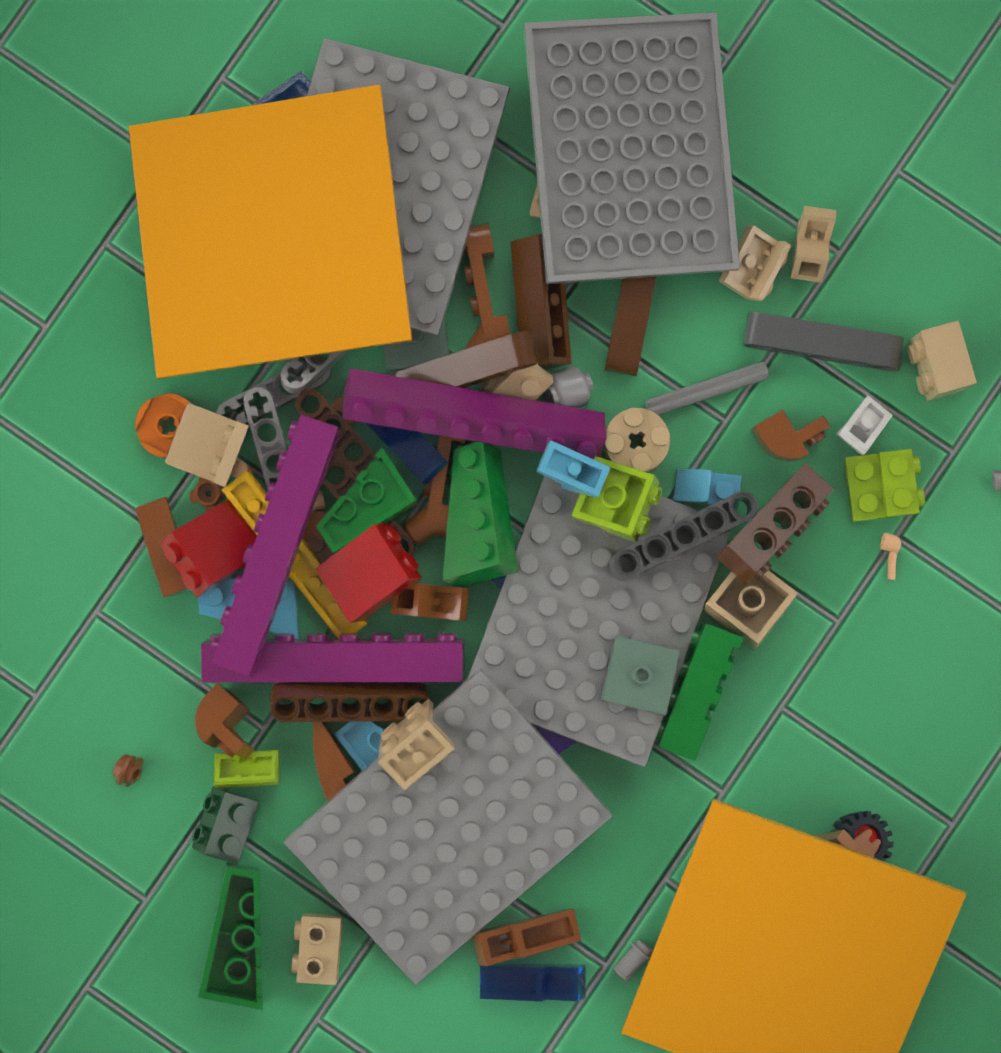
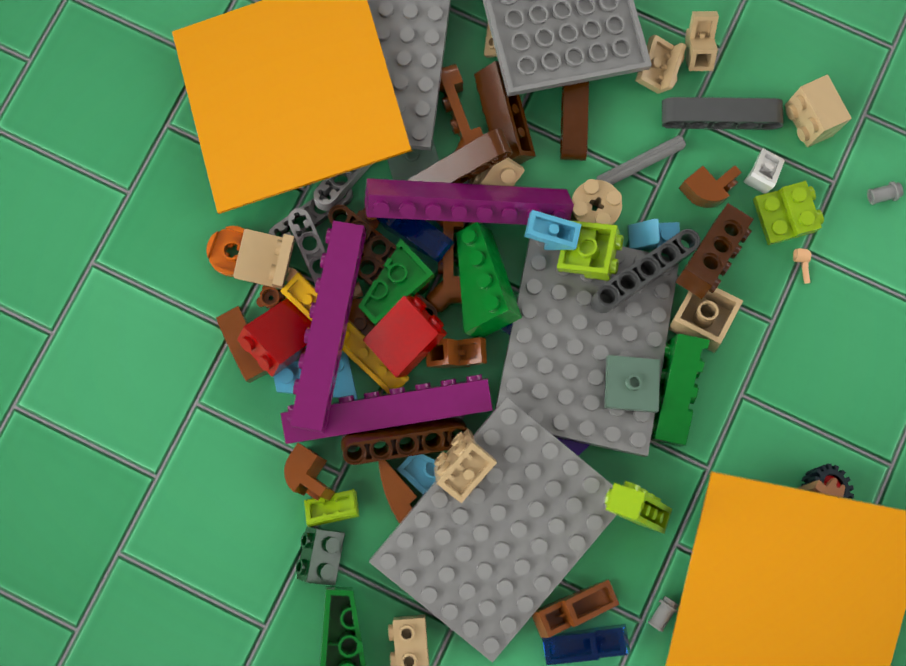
camera: 10 degrees left, 5 degrees down
(128, 769) = (236, 523): dark orange plate -> none
(569, 387) = (537, 174): light grey head -> none
(619, 828) = (638, 506): none -> lime brick

